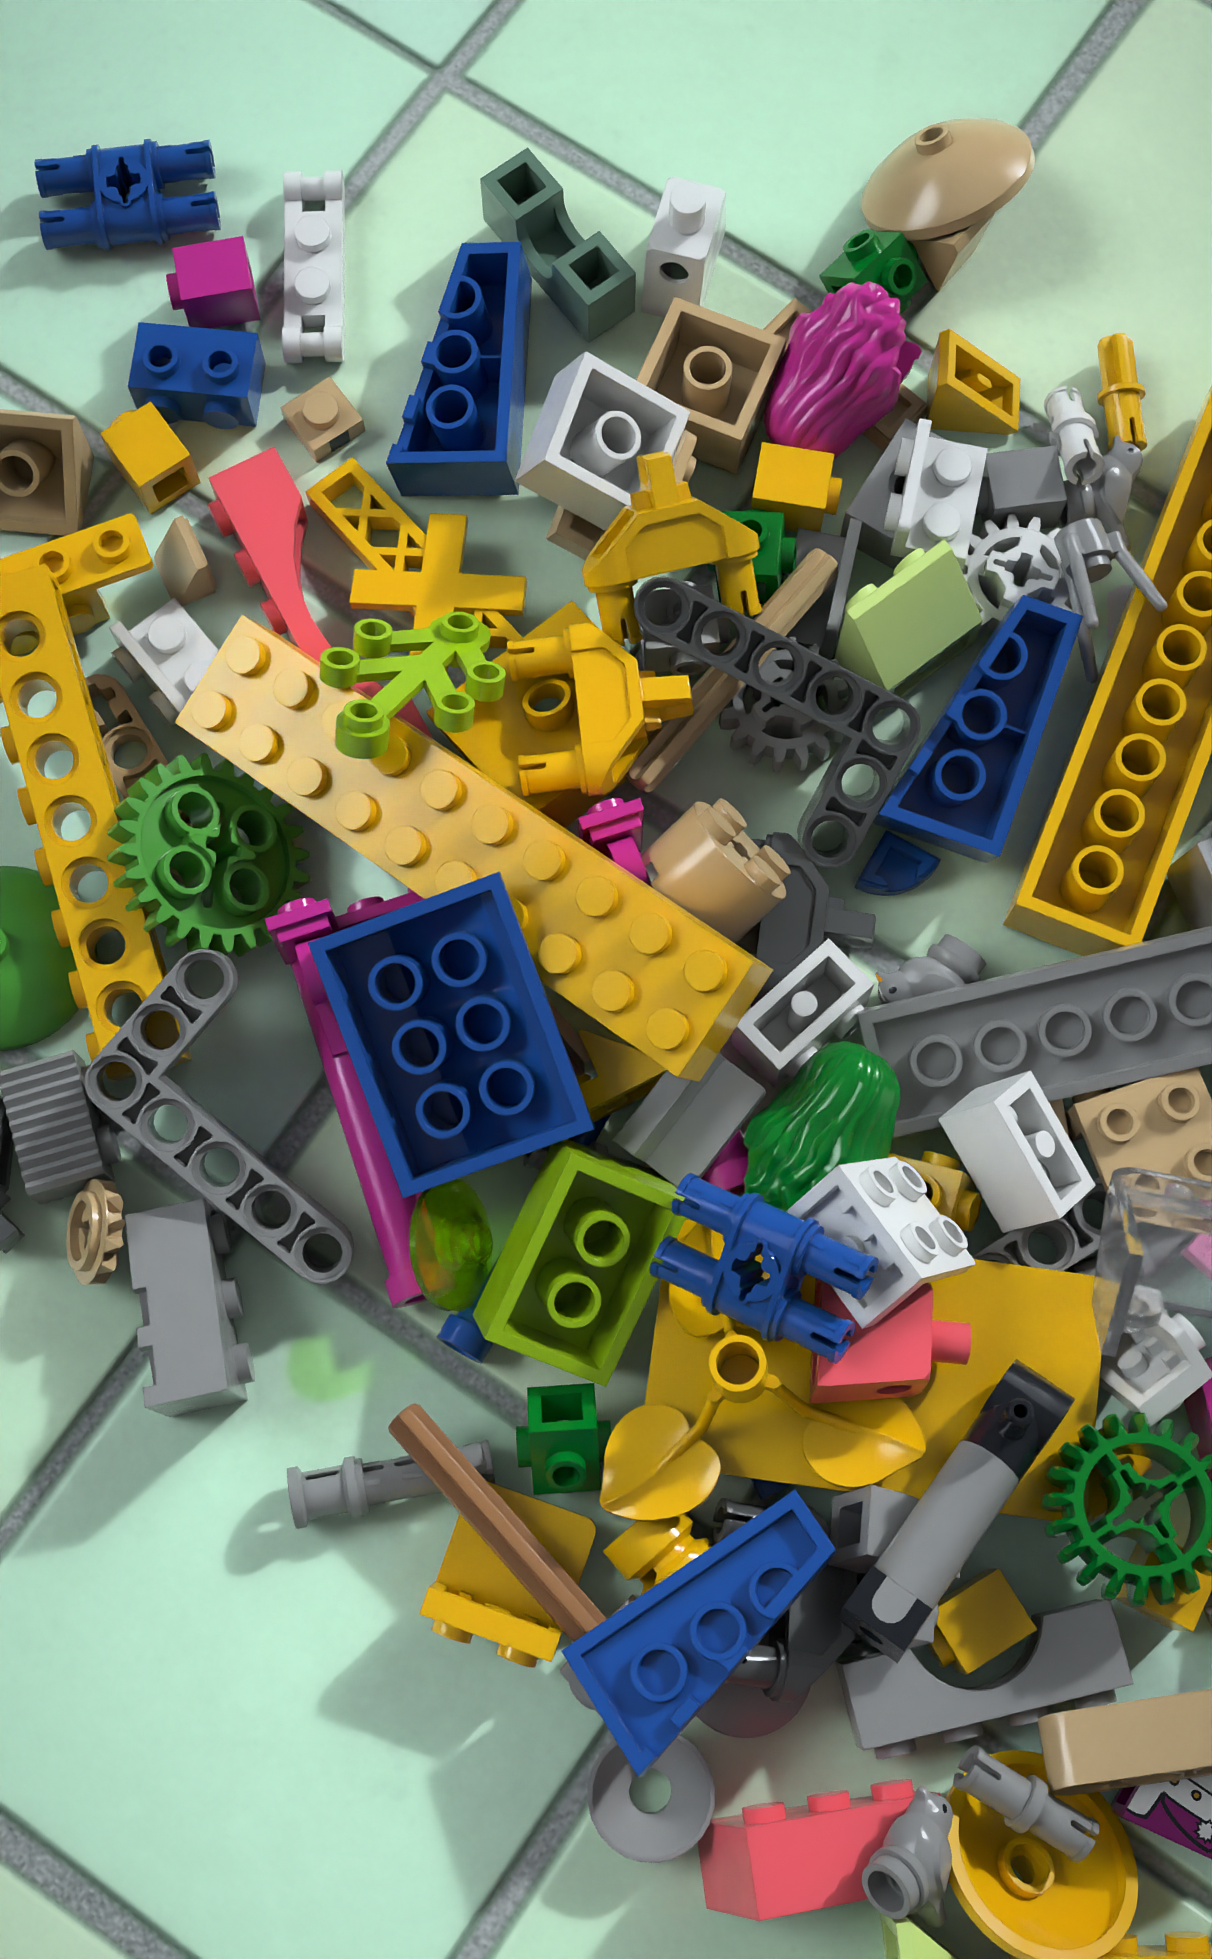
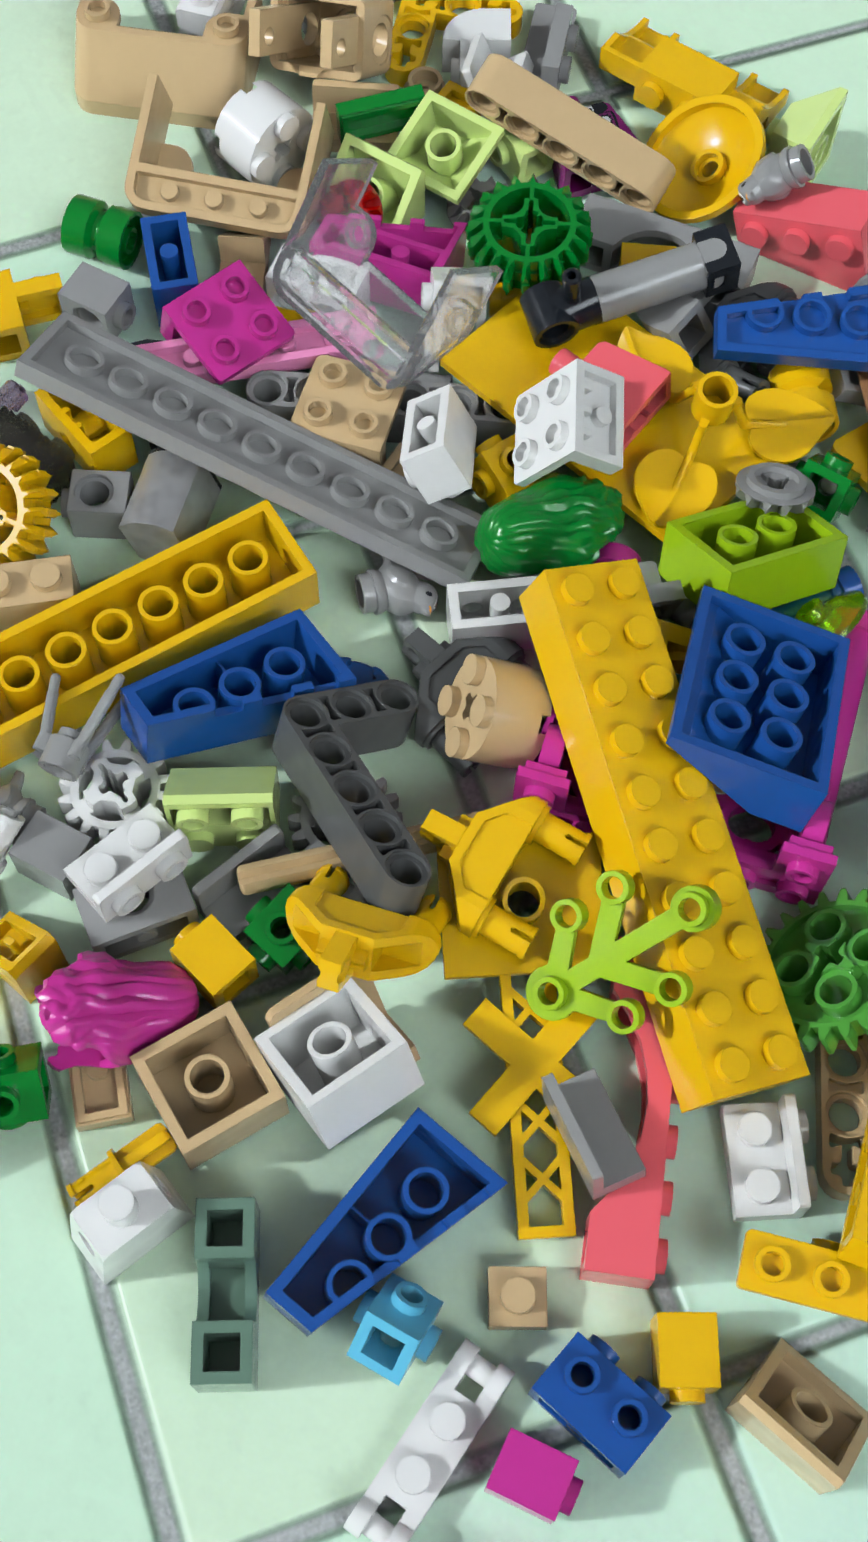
camera: 145 degrees left, 10 degrees down
(184, 564) = (711, 1242): tan slope -> none
(343, 545) = (592, 1132): none -> light grey panel
(395, 295) = (395, 1328): none -> medium azure brick
(622, 1380) = (775, 488): none -> light grey gear
(729, 287) = (149, 1148): none -> yellow axle
(789, 1252) = (657, 442): blue pin -> none
(1026, 1804) = (694, 174): light grey pin -> none

